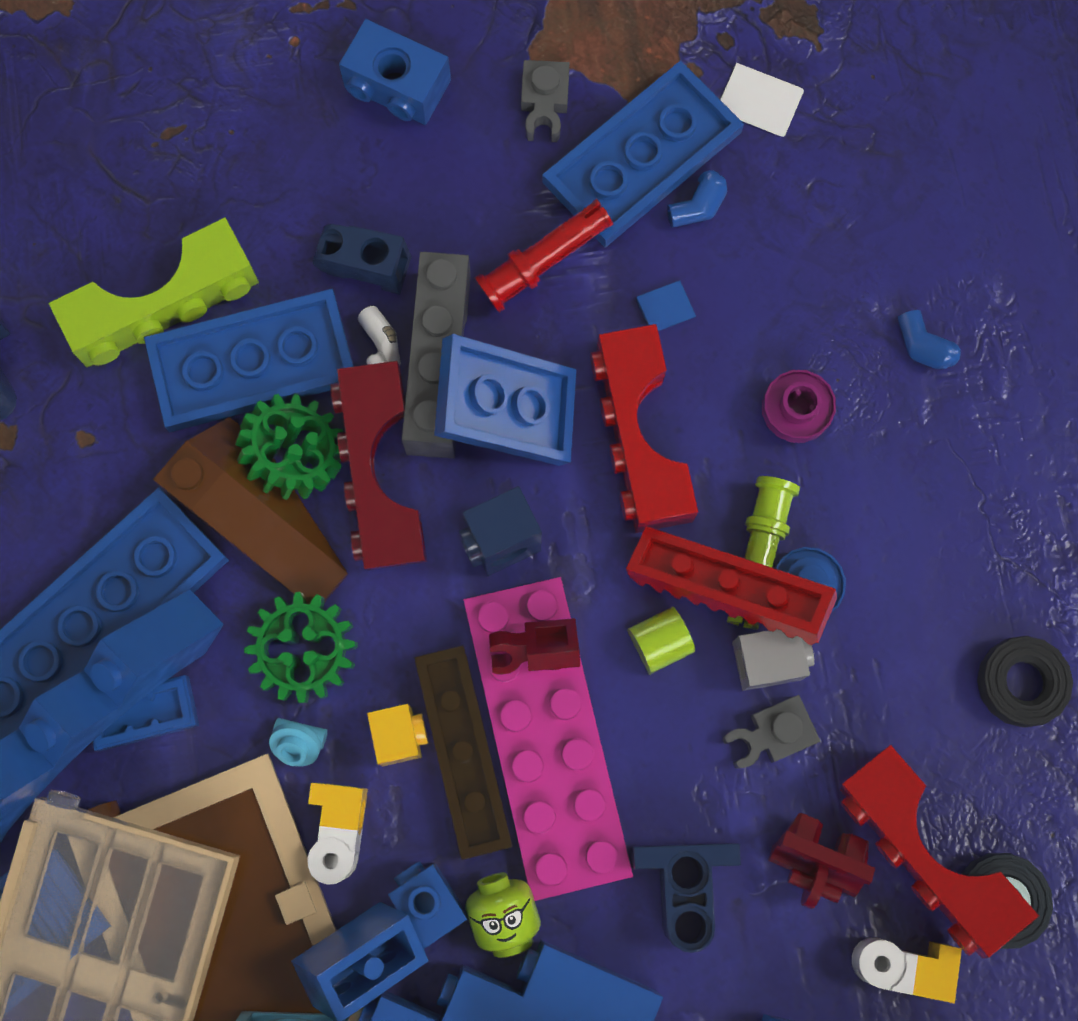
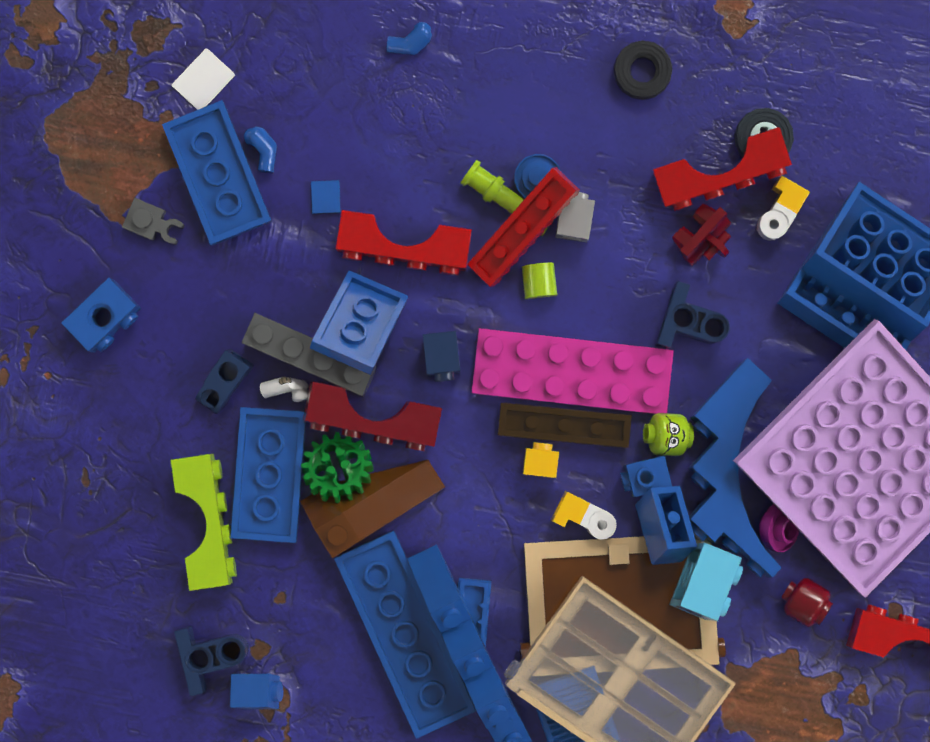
camera: 65 degrees left, 10 degrees up
(281, 669) = (483, 493): green gear -> none
(296, 742) = (523, 524): medium azure plate -> none
(525, 267) = (270, 278): red pin -> none
(543, 644) = (520, 353): dark red plate -> none
(778, 730) = (619, 229): dark grey plate -> none
(798, 406) = (424, 139): magenta plate -> none

